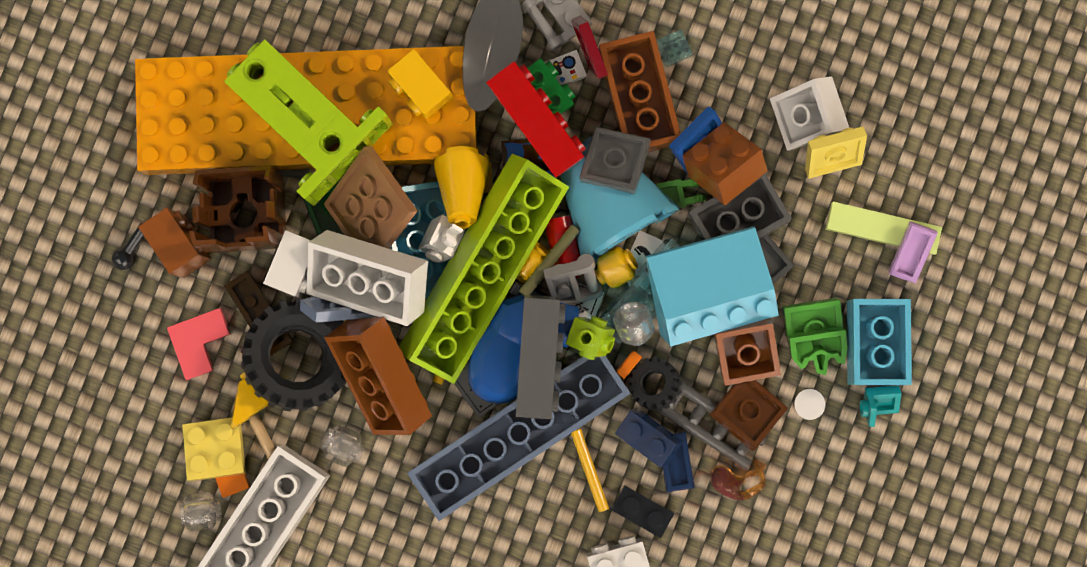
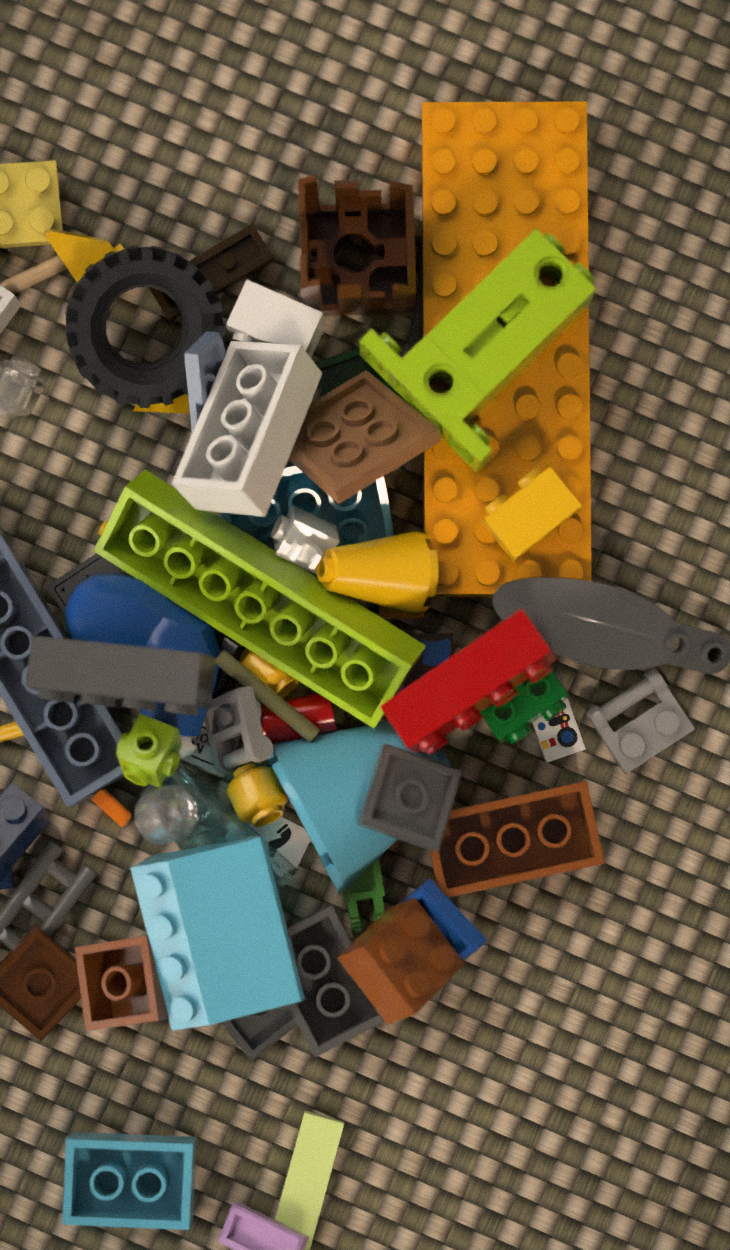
camera: 95 degrees right, 0 degrees up
(124, 257) = (301, 81): black bar -> none
(172, 243) = (317, 146): dark orange brick -> none
(190, 341) = (178, 174): coral tile -> none
(378, 376) = (106, 442): dark orange brick -> none
(589, 46) = (583, 766): dark red tile -> none
(639, 377) = (89, 821): black tyre -> none
(674, 48) = (584, 895): clear light blue tile -> none
(809, 112) = (477, 1094): white slope -> none
(809, 404) = (46, 1074): white sticker -> none
(815, 333) = (149, 1087): bright green plate -> none
(835, 152) = (415, 1129): light yellow plate -> none
(880, 401) = (43, 1177): teal bracket -> none

